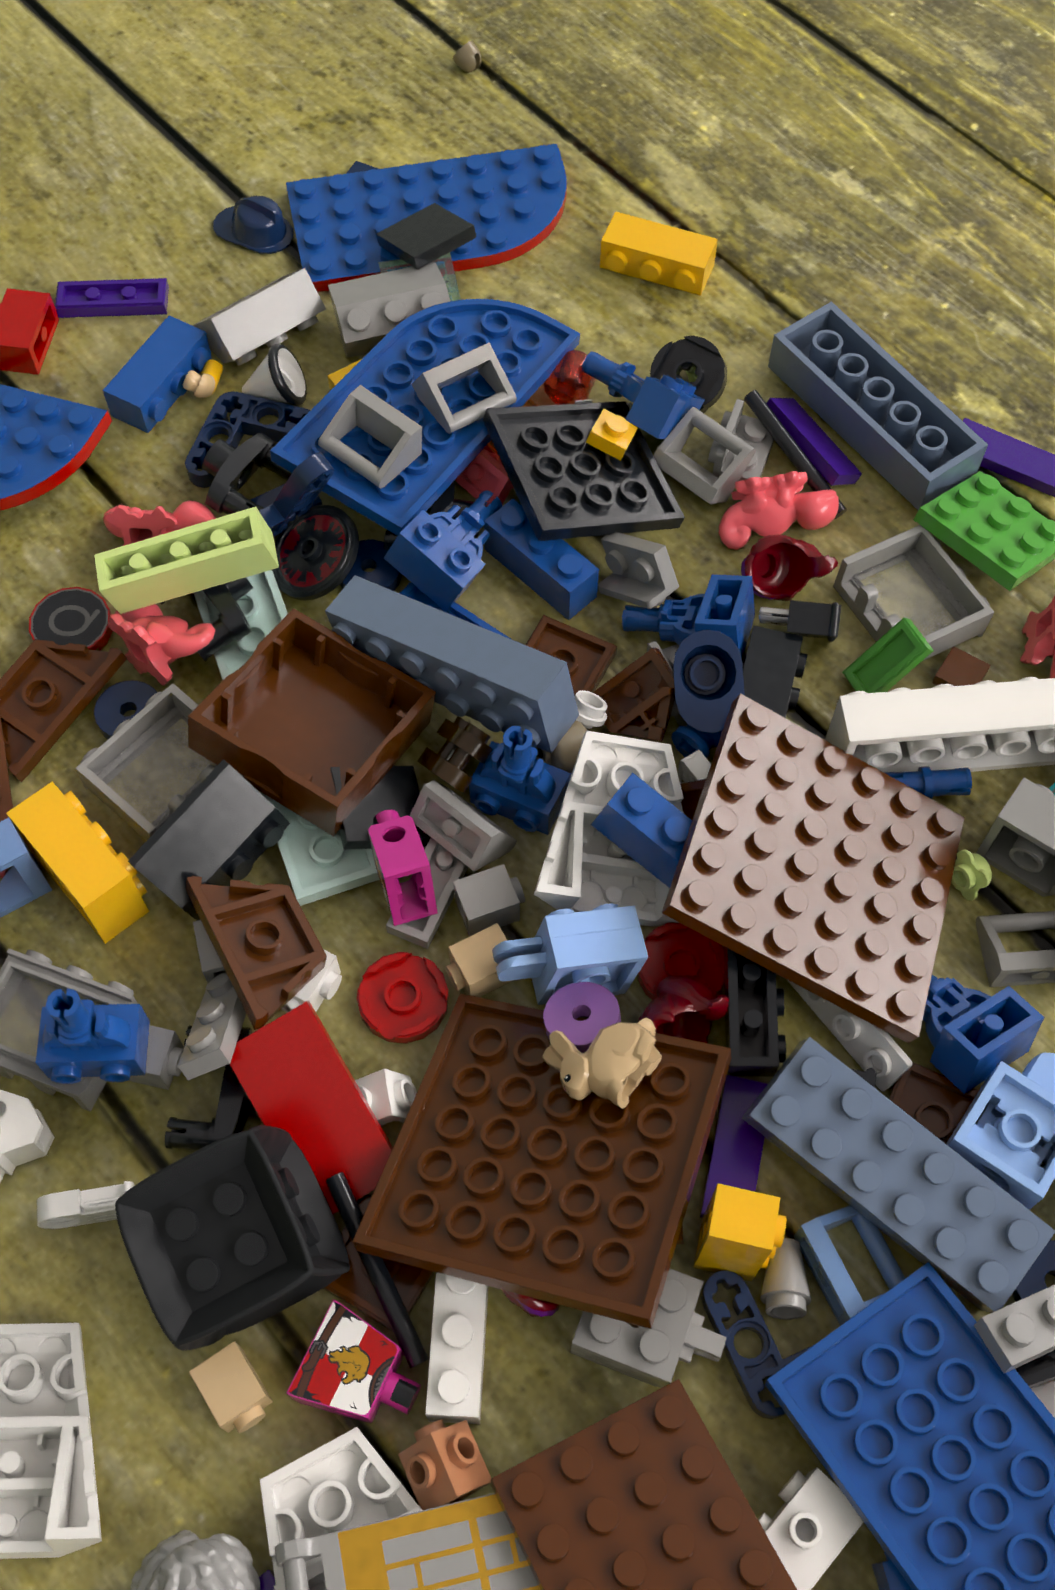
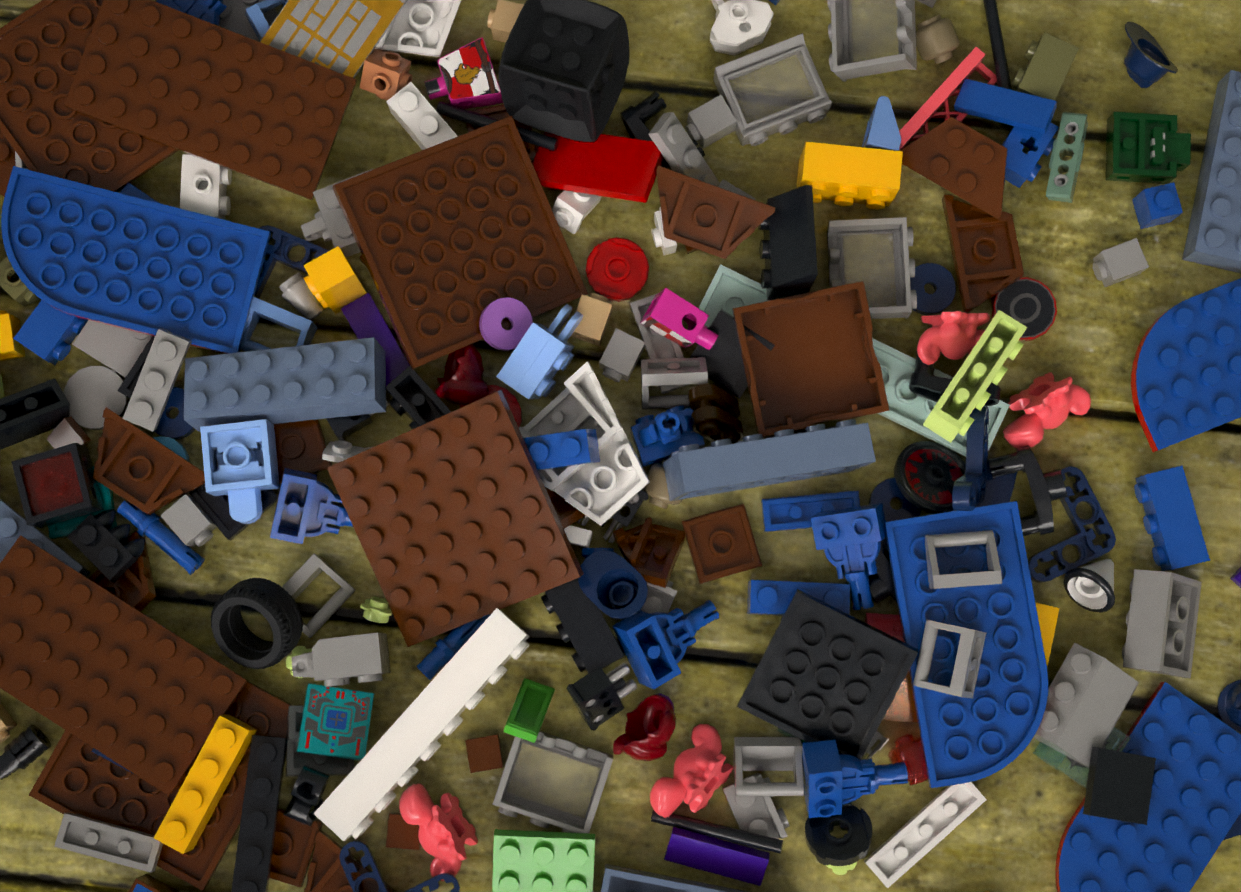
camera: 135 degrees right, 20 degrees up
(79, 1207) = (661, 35): white piece -> none
(91, 1039) = (731, 92): blue brick -> none
(206, 383) = (1141, 550): tan arm -> none
(590, 709) = (676, 523): white plate -> none
(611, 434) = (833, 720): yellow plate -> none
(612, 1063) = (465, 300): tan animal -> none
(623, 332) = (924, 831): none -> white plate
(639, 570) = (727, 633): light grey bracket -> none

